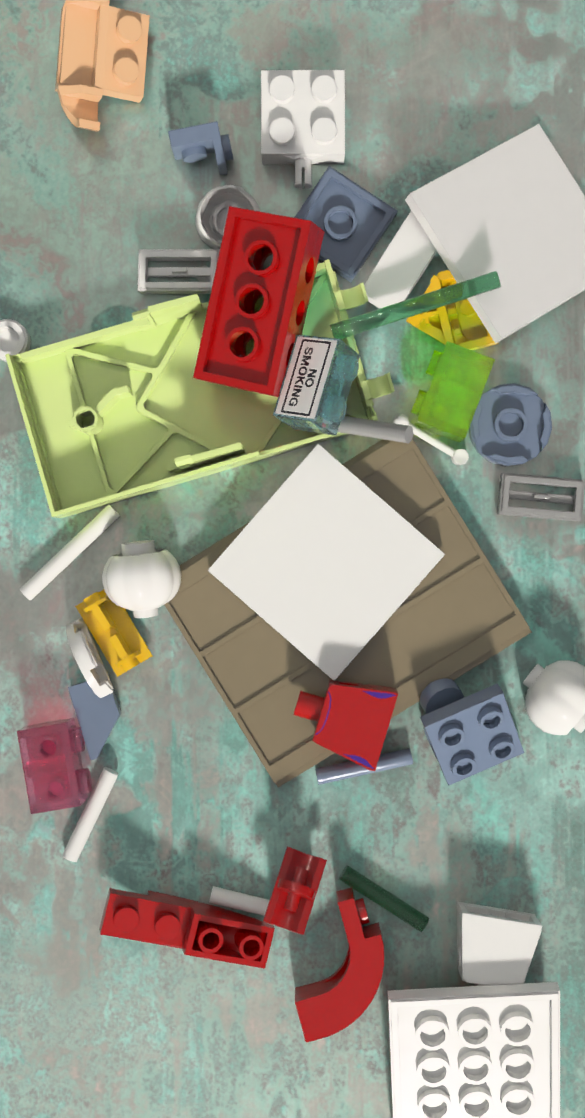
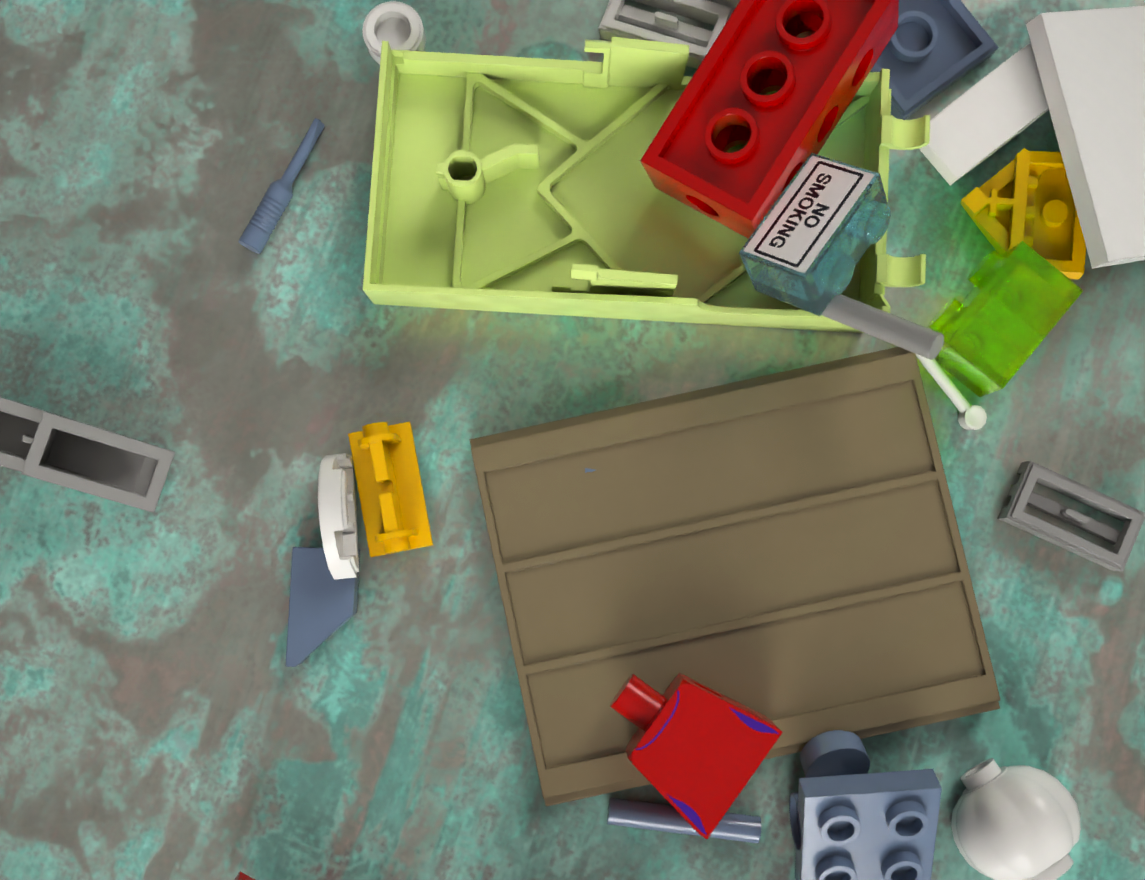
camera: 20 degrees right, 5 degrees down
(54, 765) = (228, 655): clear pink brick -> none
(69, 552) = (368, 355): white bar -> none
(90, 814) = (254, 747): white piece -> none
(141, 578) = (458, 427): white plant -> none
(326, 562) = (736, 499): white tile -> none
(416, 305) = (1005, 171): clear green bar -> none
(510, 425) = (1062, 400): sand blue tile -> none

